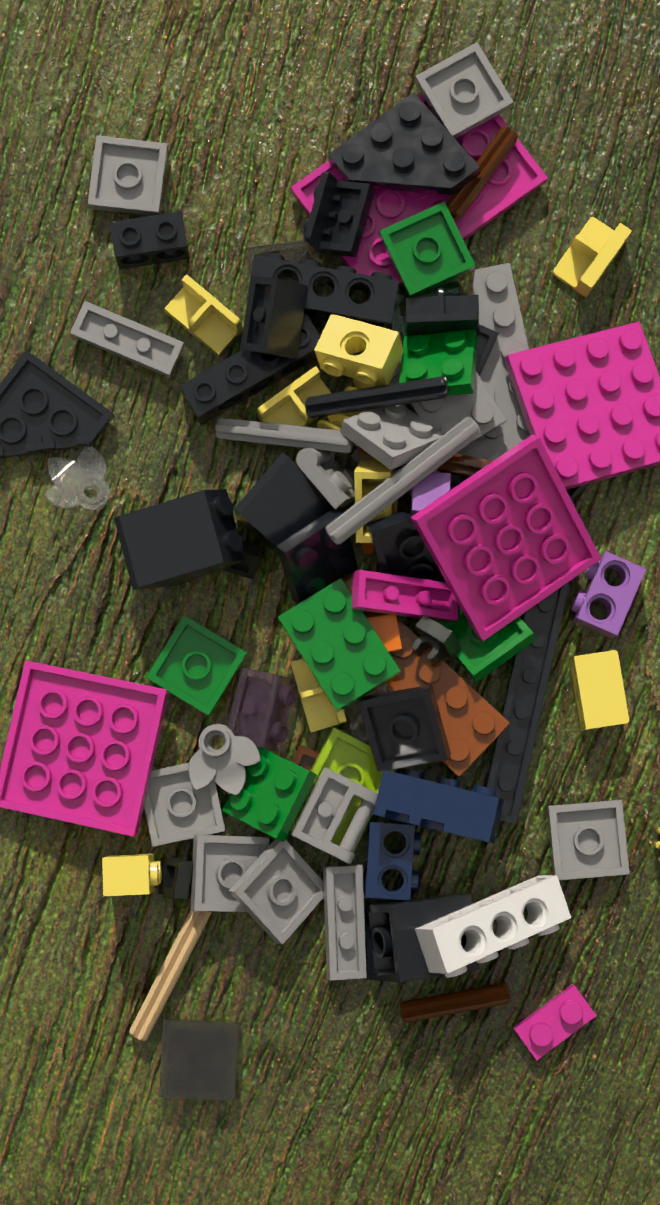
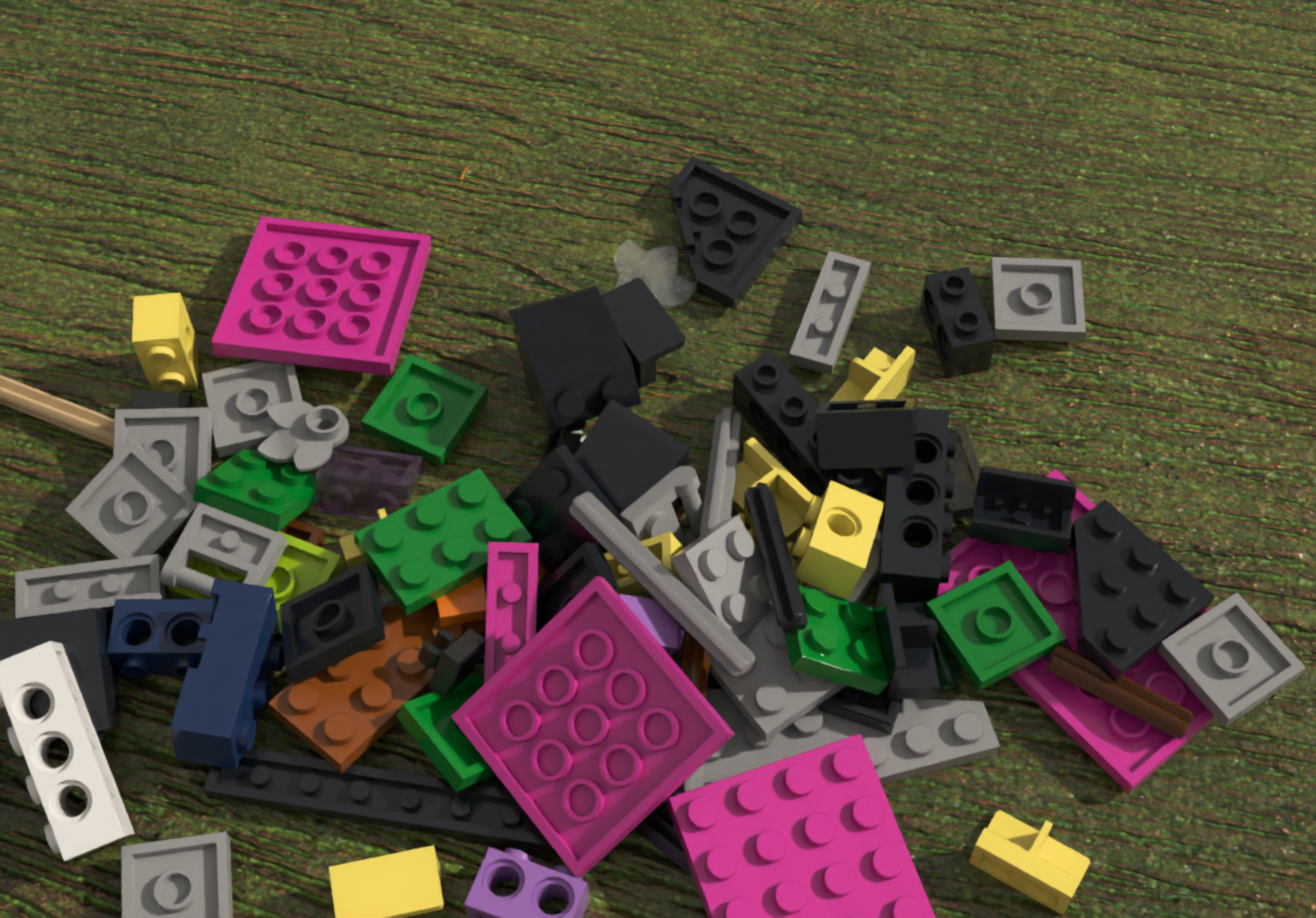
camera: 95 degrees right, 25 degrees down
(137, 487) = (643, 326): none -> black panel

